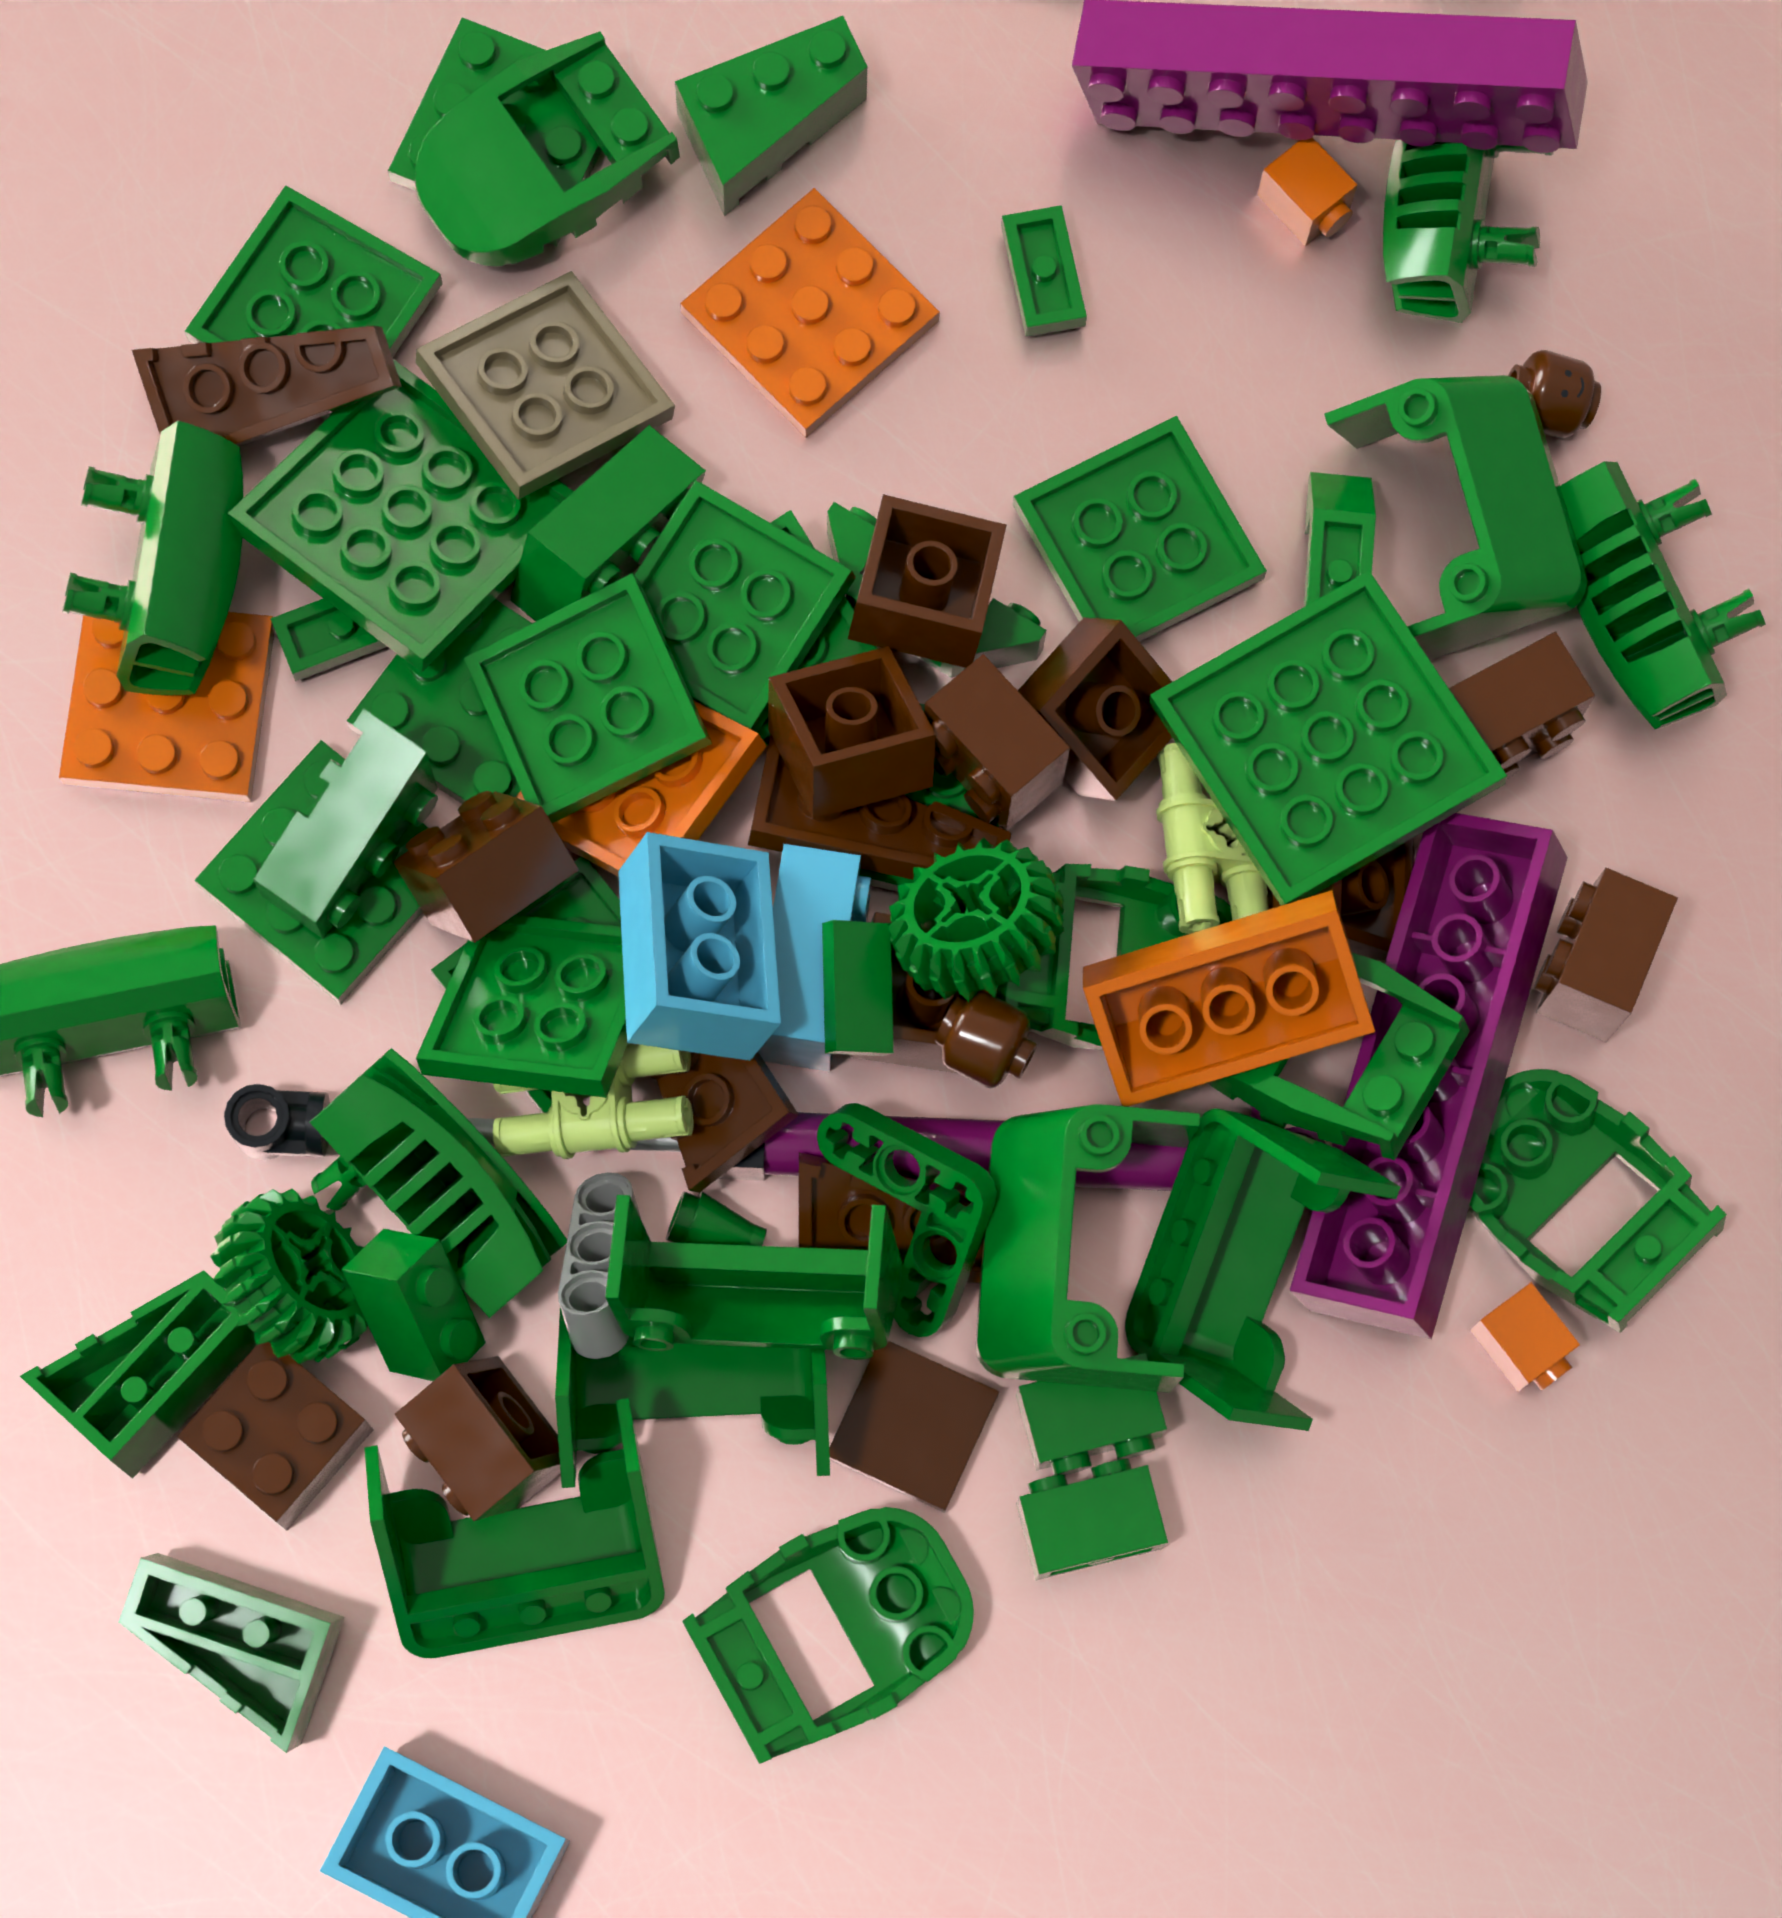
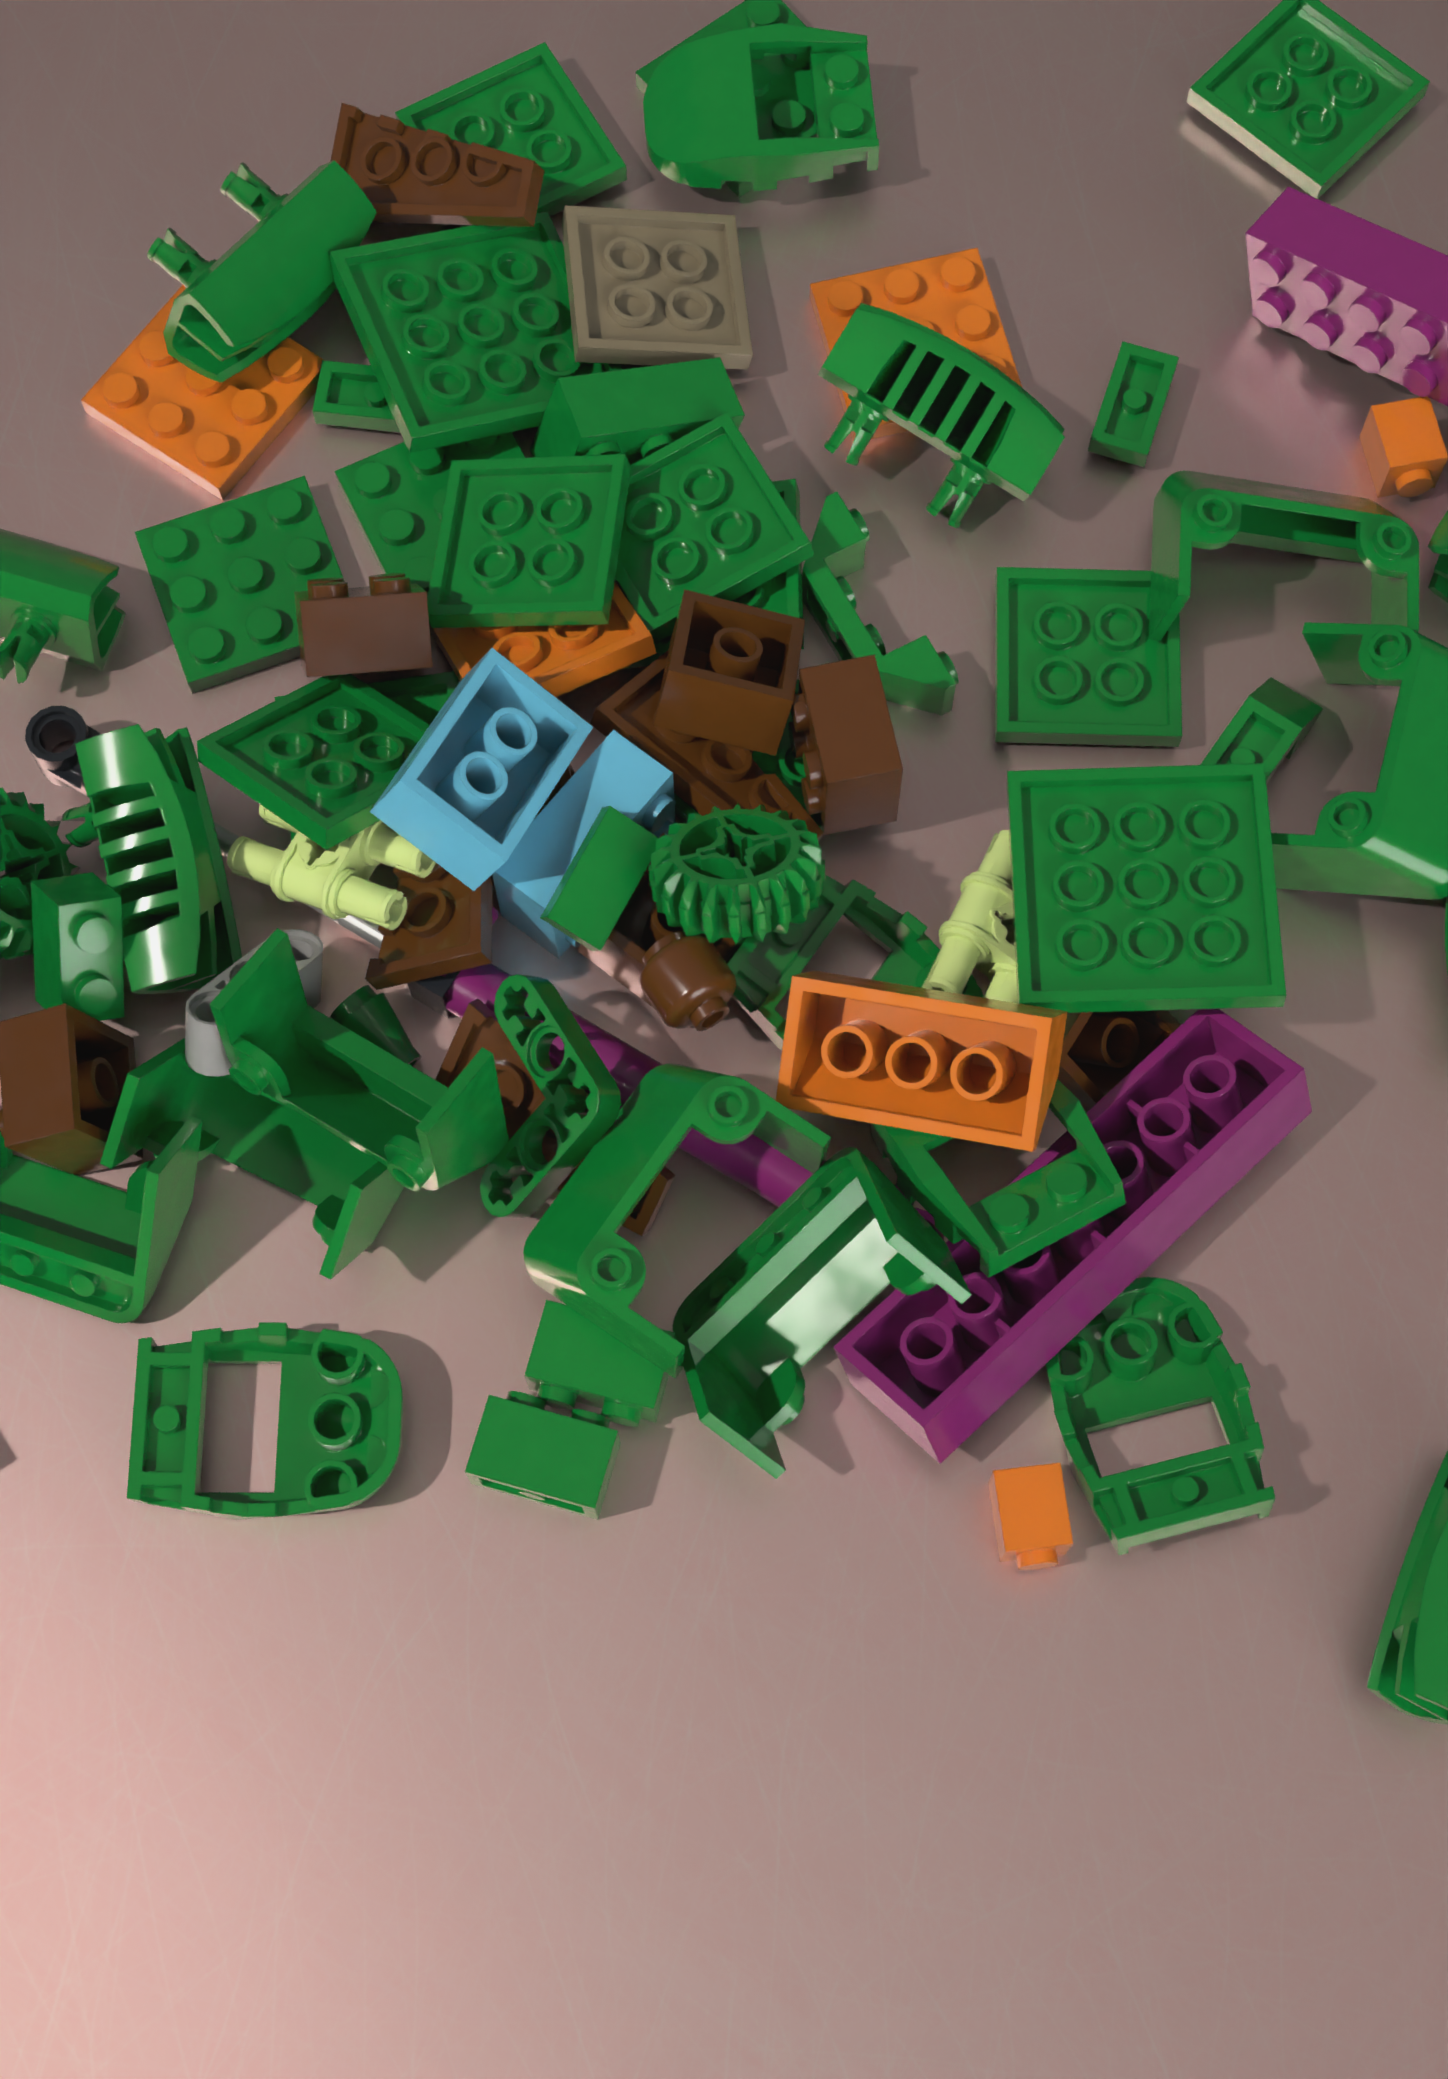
camera: 35 degrees right, 5 degrees down
(349, 828) = (273, 542): wedge -> none
(769, 104) = (979, 164): green wedge -> none
(886, 365) = (945, 398): none -> green piece
(912, 1425) = (444, 1289): reddish brown tile -> none
(927, 581) = (869, 581): reddish brown brick -> none
(1099, 703) = (958, 767): reddish brown brick -> none
(1183, 346) = (1222, 510): none -> green windscreen
(1527, 702) = (1341, 958): reddish brown brick -> none
(1606, 953) = (1297, 1210): reddish brown brick -> none

